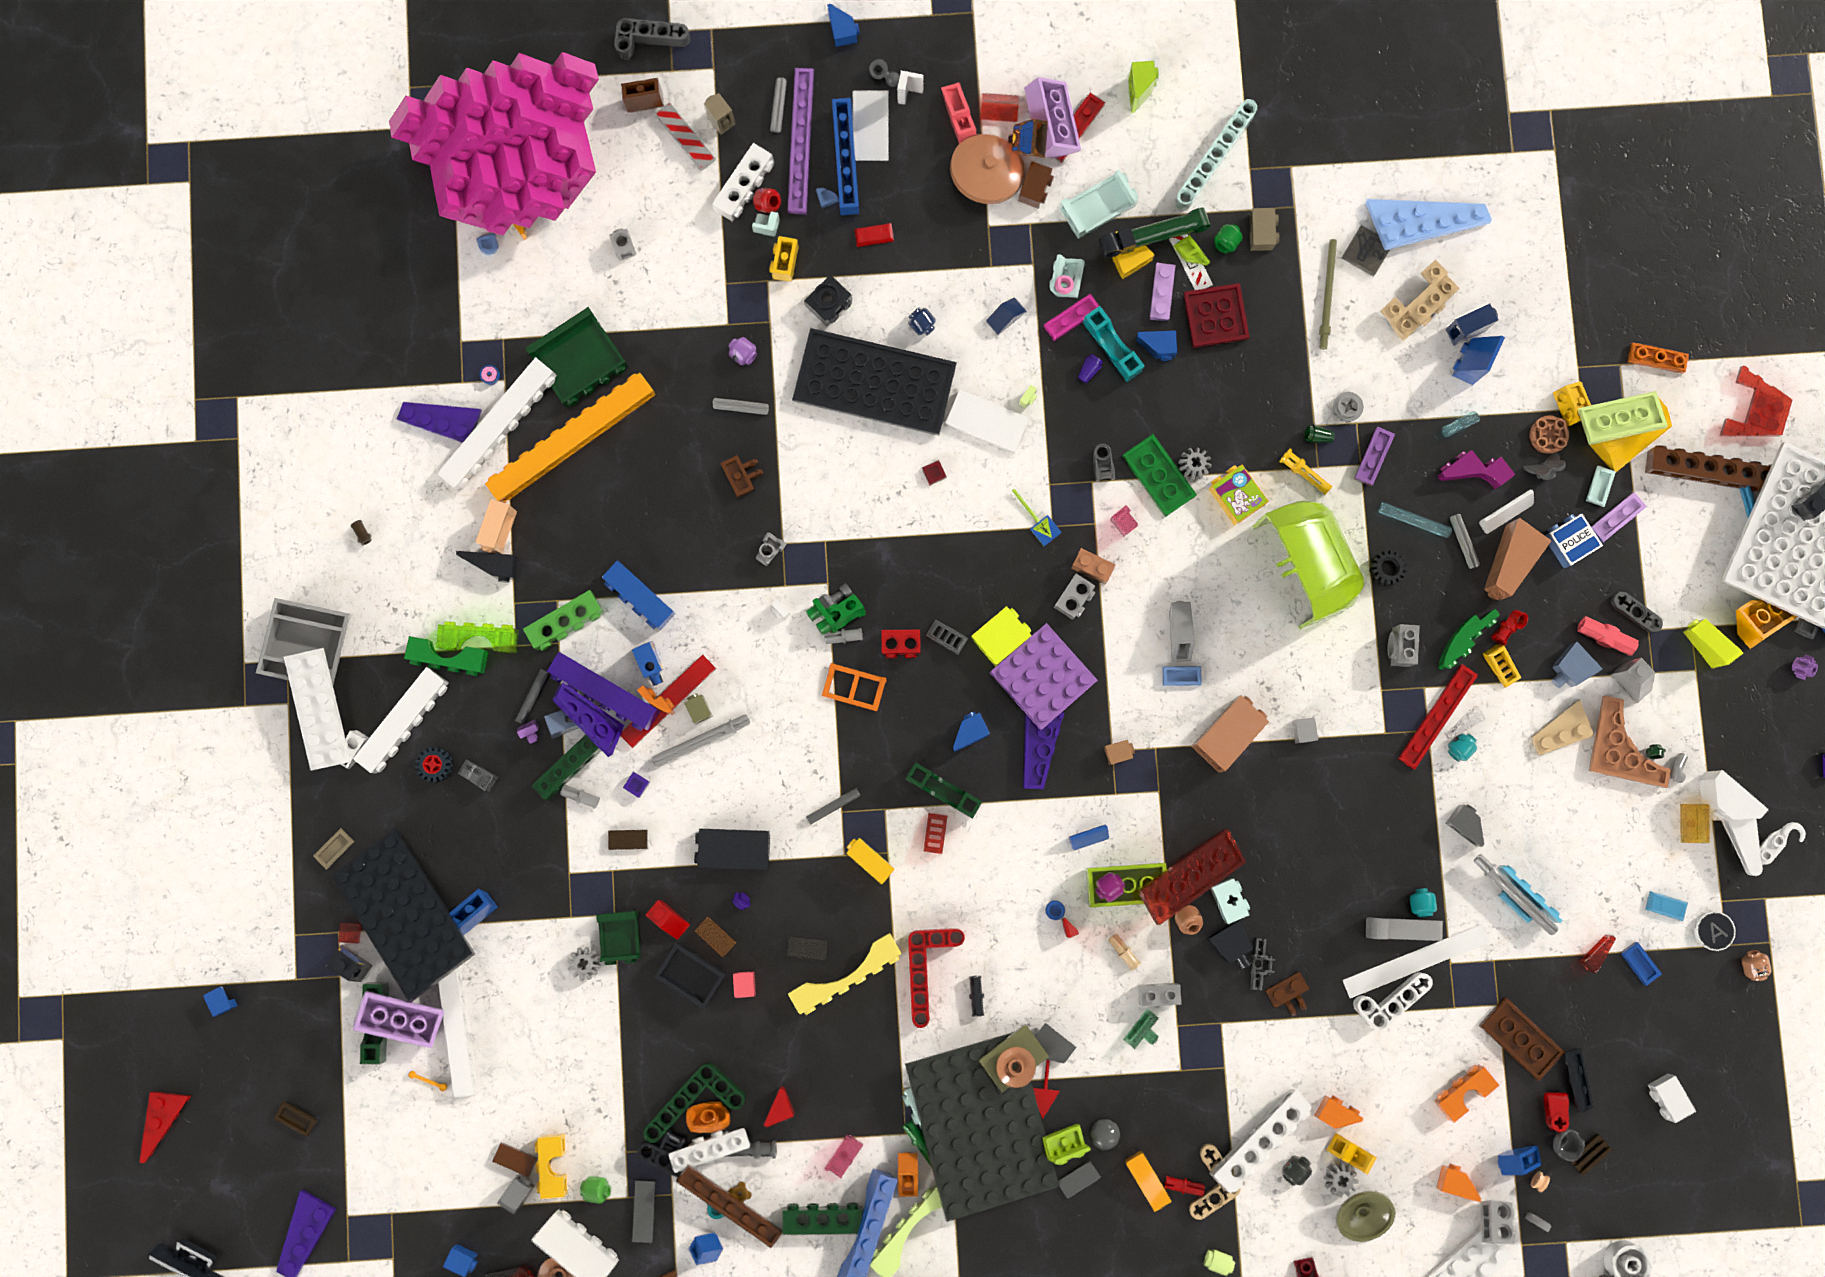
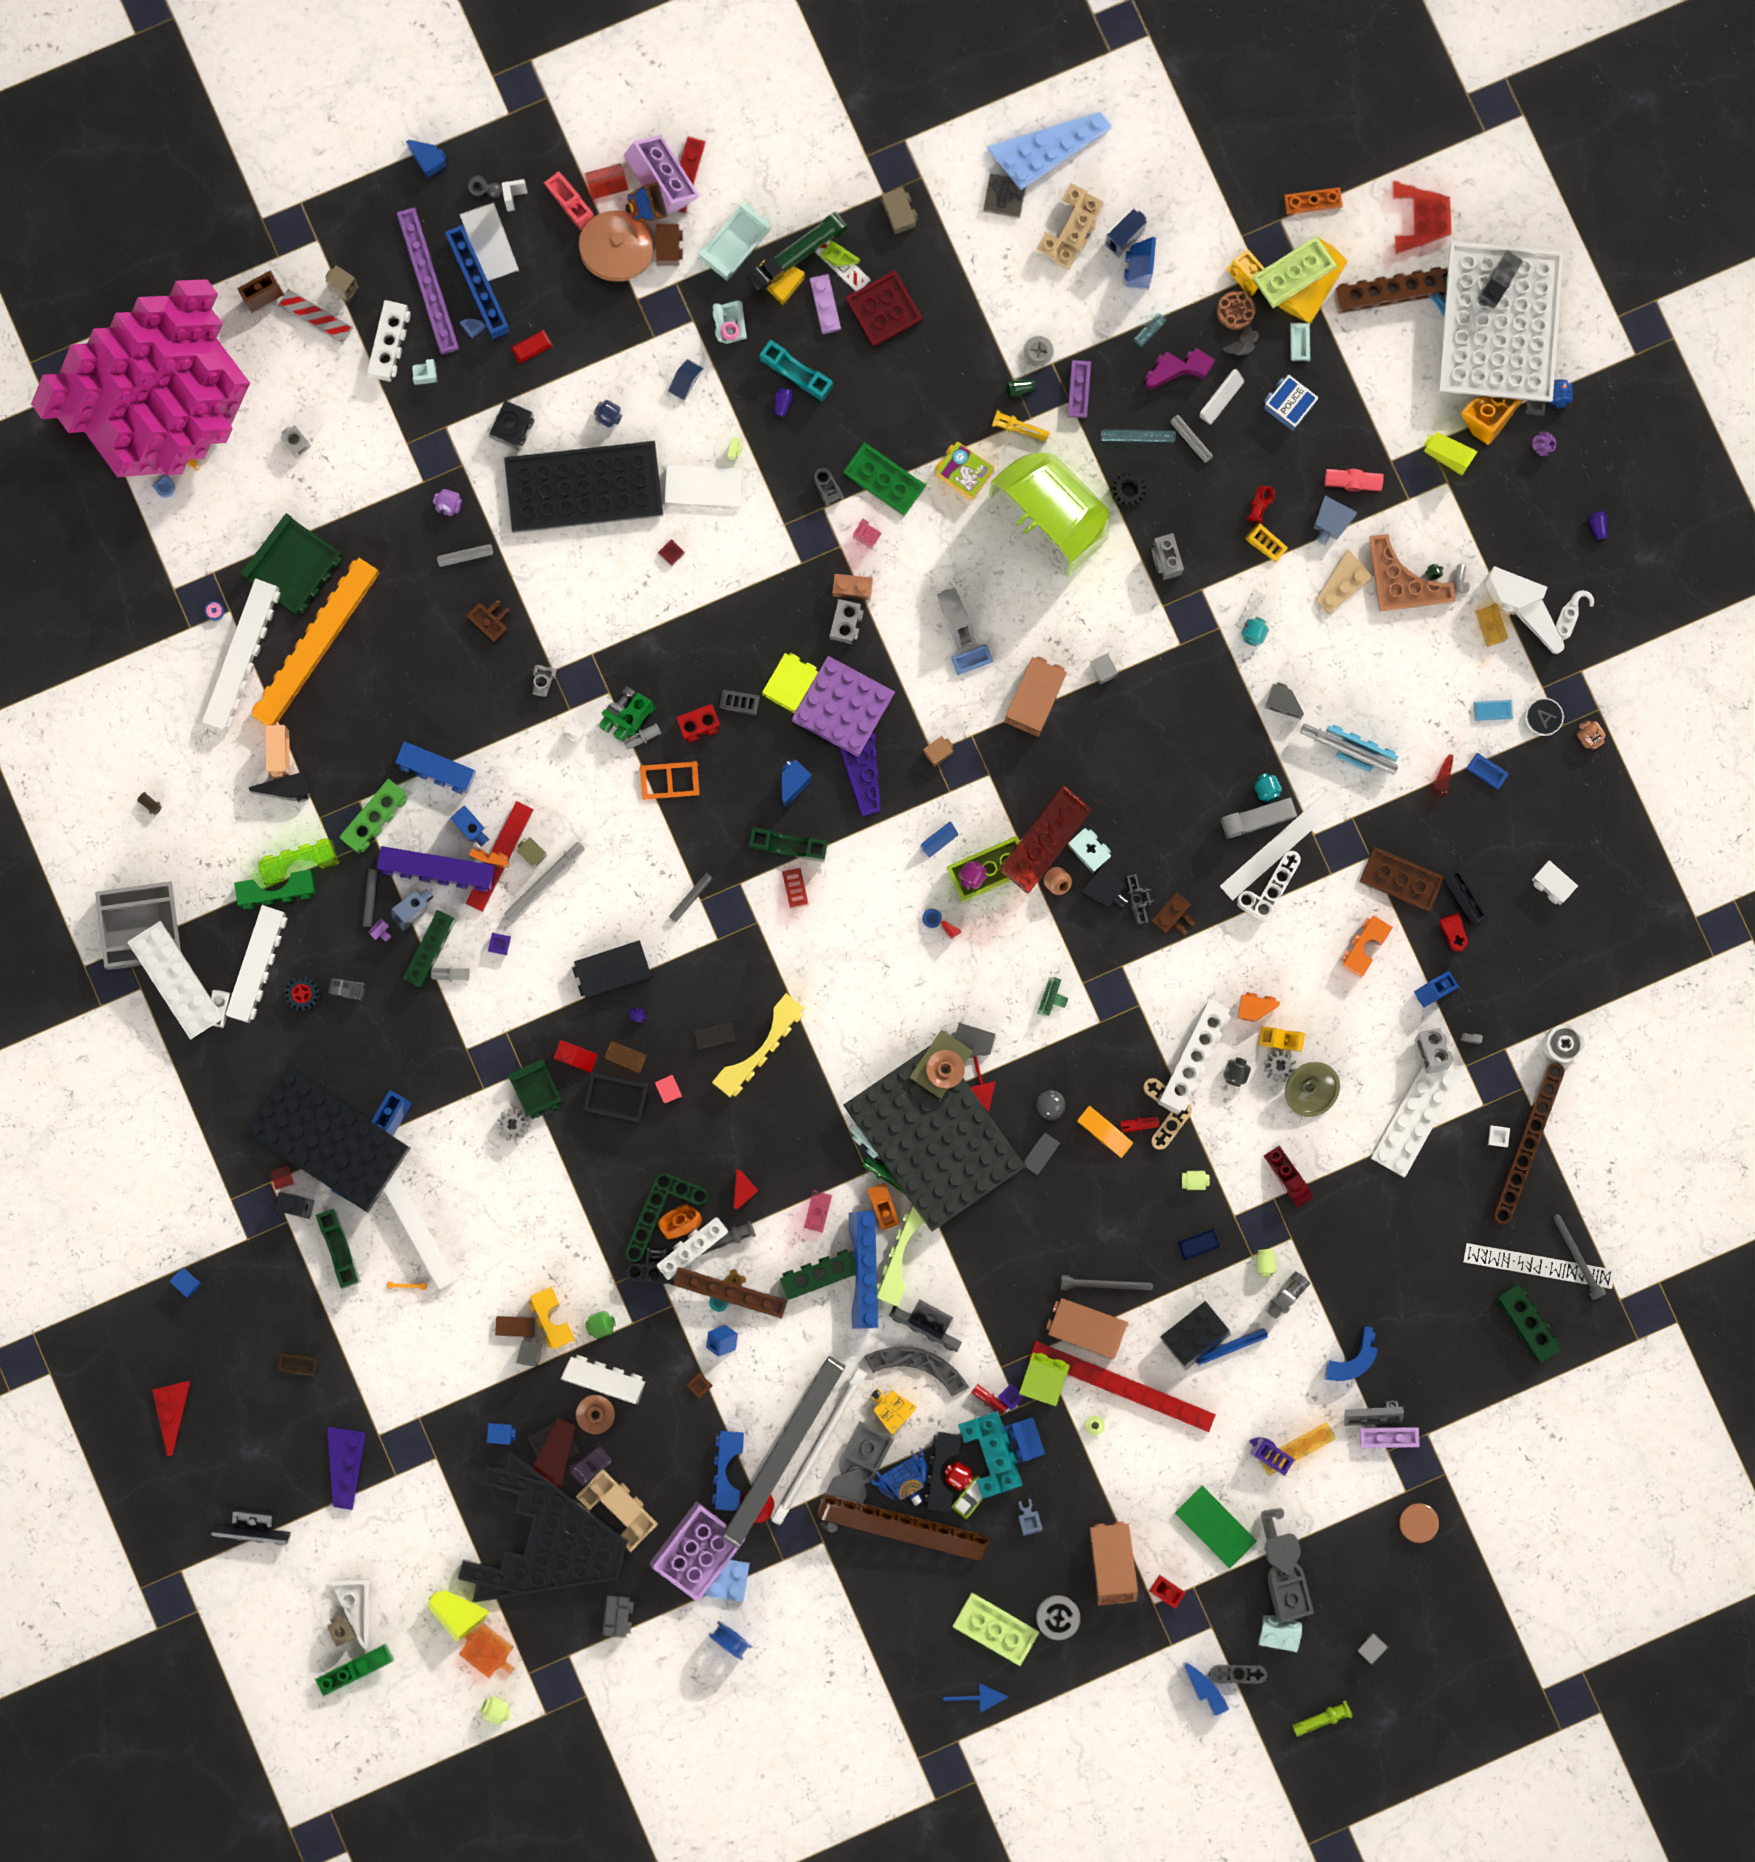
camera: 25 degrees left, 0 degrees up
(333, 848) = (237, 1106): dark tan tile -> none
(397, 1019) = (360, 1233): lavender slope -> none
(442, 420) = (185, 670): dark purple wing -> none
(591, 719) = (437, 897): dark purple wing -> none
(627, 839) = (510, 997): dark brown tile -> none
(644, 1211) = (652, 1329): dark grey tile -> none
(651, 37) = (247, 232): dark grey beam -> none
(766, 200) = (417, 350): red head -> none
(778, 105) = (393, 254): light grey axle -> none
(785, 259) = (456, 400): yellow brick -> none
(869, 860) = (743, 932): yellow brick -> none
(922, 968) = (828, 1015): red beam -> none
(976, 996) = (887, 1022): black pin -> none
(1044, 529) = (794, 569): piece -> none
(1065, 1145) = (1016, 1125): lime bracket -> none
(1070, 317) = (747, 359): dark pink tile -> none
(1124, 952) = (1008, 932): tan axle -> none
(1141, 82) = (733, 110): lime slope -> none
(1159, 343) = (839, 355): blue slope -> none
(1159, 994) = (1055, 959): light grey brick -> none
(1201, 467) = (906, 458): light grey gear -> none
(1220, 147) = (829, 146): light aqua beam -> none
(1228, 238) = (869, 231): green head -> none
(1325, 329) = (991, 285): olive bar -> none
(1437, 716) = (1223, 611): red tile -> none
(1456, 1182) = (1386, 1030): orange slope -> none
(1461, 642) = (1220, 534): green slope -> none
(1515, 557) = (1241, 437): nougat slope -> none
(1540, 1181) = (1461, 1001): light nougat bush -> none
(1568, 1145) = (1474, 958): dark grey hair -> none
(1596, 1159) = (1507, 947): dark brown tile -> none
(1618, 517) = (1325, 365): lavender plate -> none
(1628, 599) = (1361, 439): dark grey beam -> none
(1635, 678) = (1392, 511): light grey slope -> none

